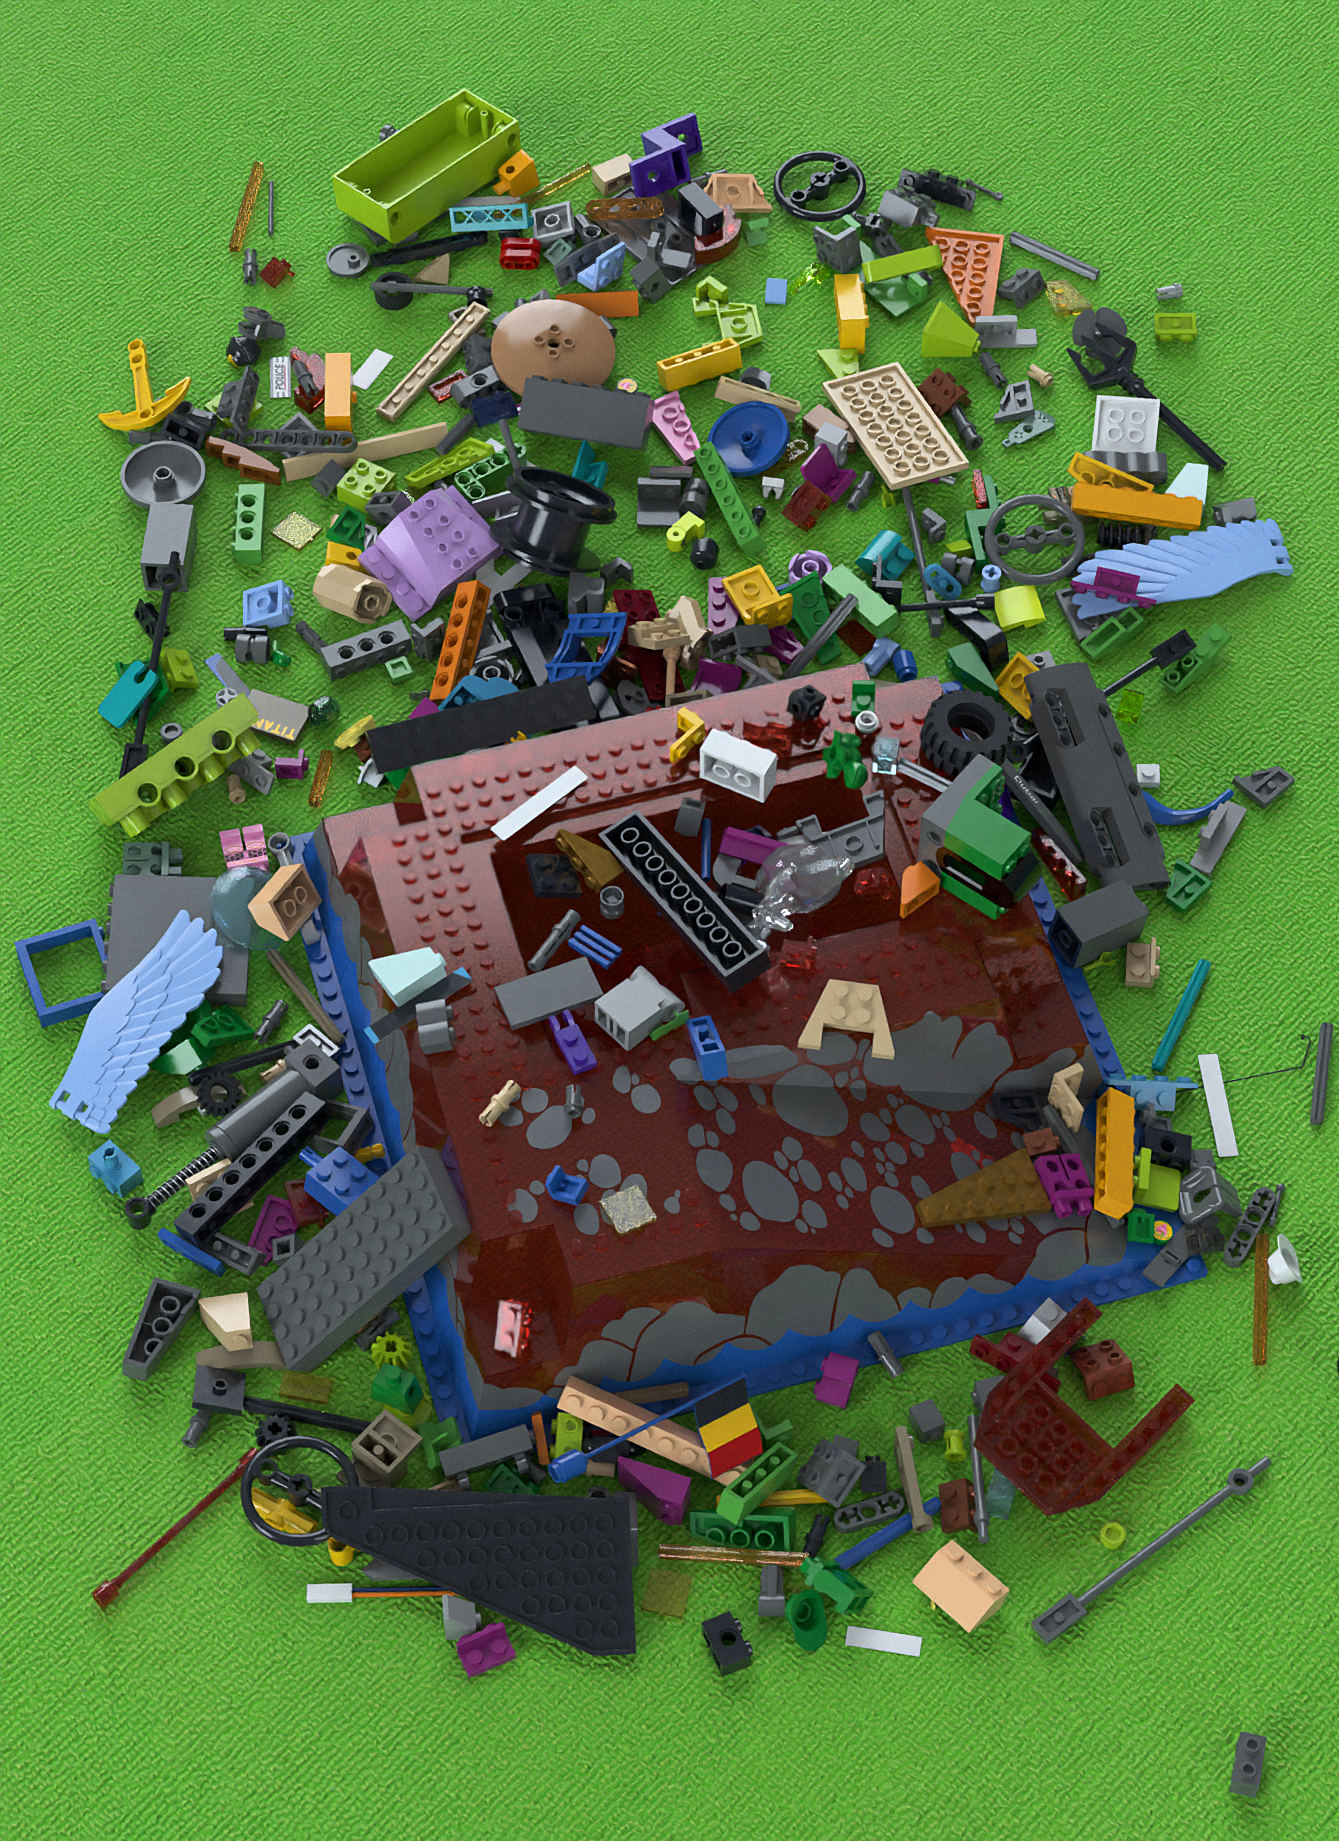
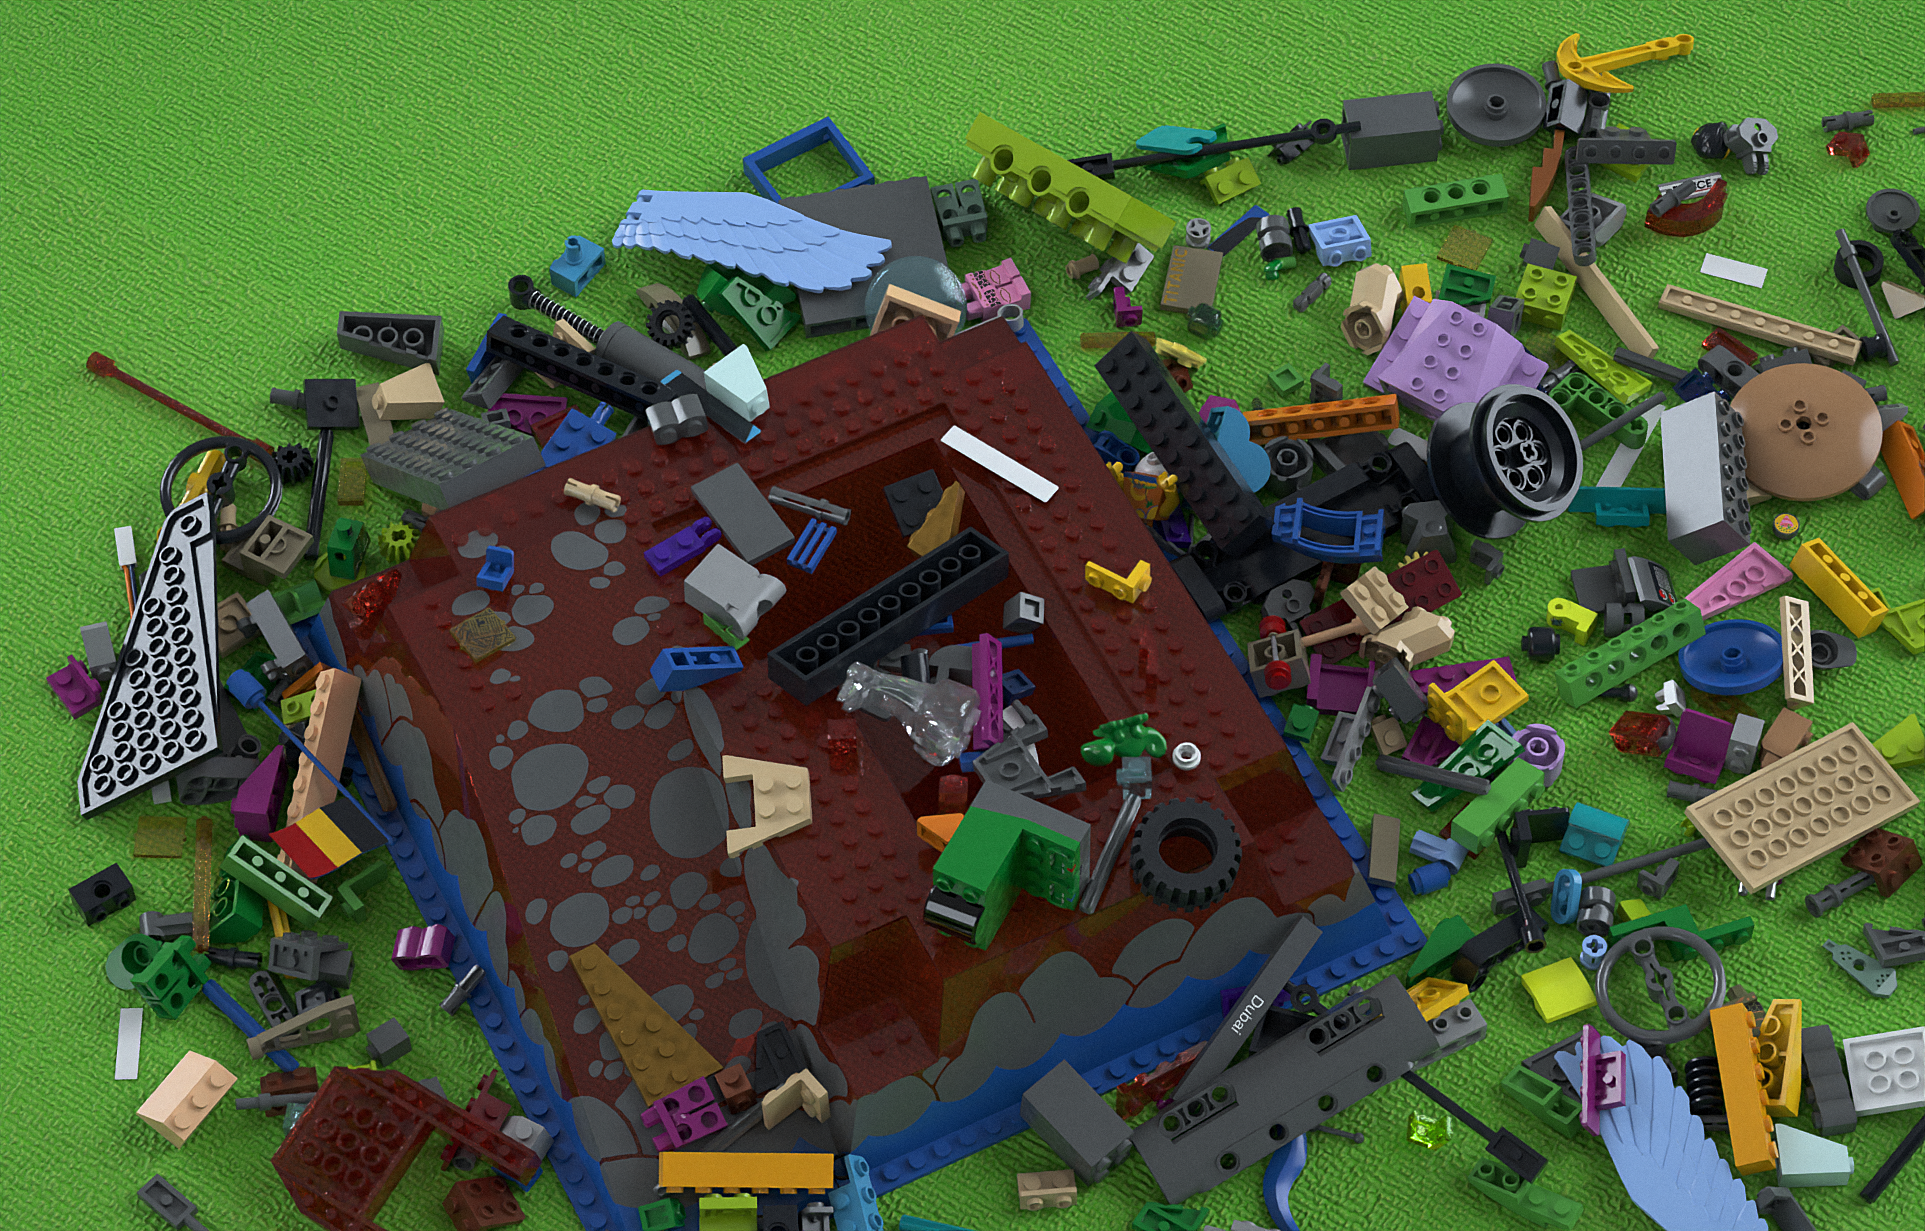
camera: 80 degrees right, 0 degrees up
(170, 732) = (1147, 194): dark grey tile -> none
(271, 1021) = (782, 359): dark grey pin -> none
(339, 394) = (1660, 239): light orange brick -> none
(366, 650) = (1301, 339): dark grey brick -> none
(573, 1106) = (606, 558): dark grey pin -> none
(612, 902) = (893, 560): dark grey wheel -> none
(738, 765) = (1078, 630): white brick -> none
(805, 703) = (1189, 685): black brick -> none
(862, 697) = (1218, 748): green bracket -> none
(979, 490) = (1729, 916): clear red tile -> none
(1102, 961) = (1040, 1147): lime hand -> none
(1148, 775) = (1334, 1166): white plate -> none

